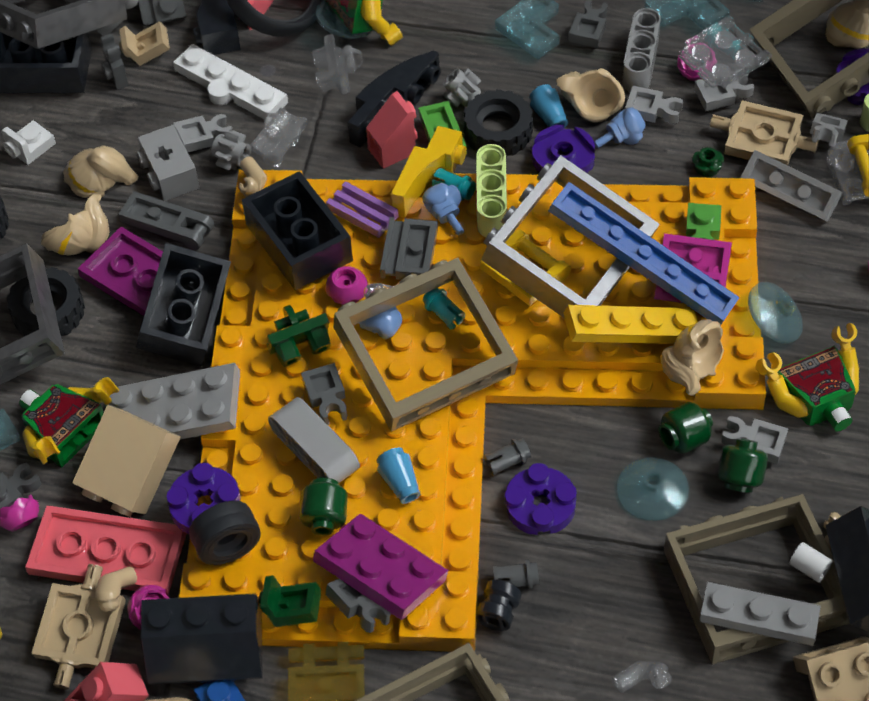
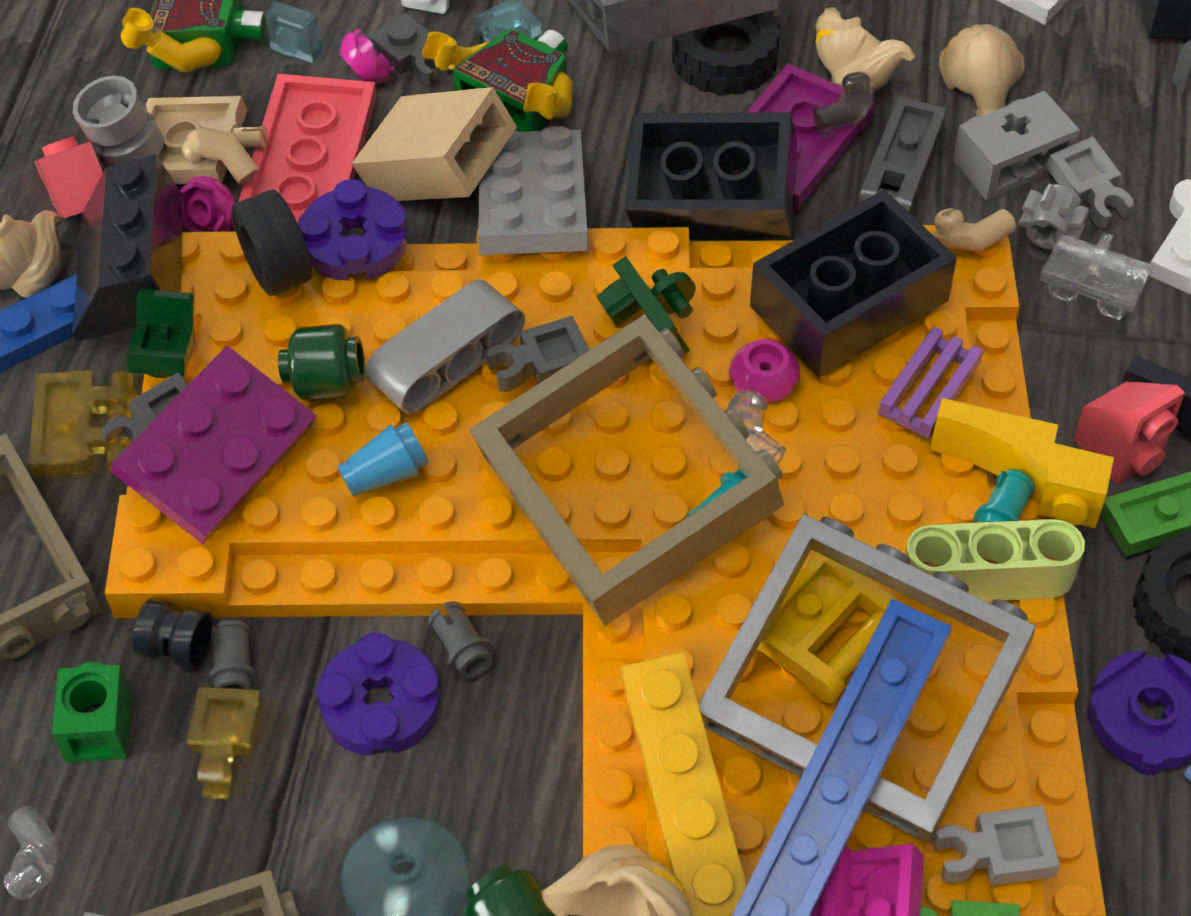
camera: 85 degrees right, 0 degrees up
(78, 648) = (116, 121): none -> light grey wheel
(127, 233) = (851, 106): none -> clear smoke arm
(384, 324) = (684, 428): medium blue piece -> none
(408, 247) = (845, 448): dark grey plate -> none
(443, 204) = (951, 493): medium blue piece -> none
(558, 632) = (96, 734): none -> green brick
(563, 575) = (220, 727): none -> clear yellow plate
(658, 203) = (1008, 843): none -> light grey plate

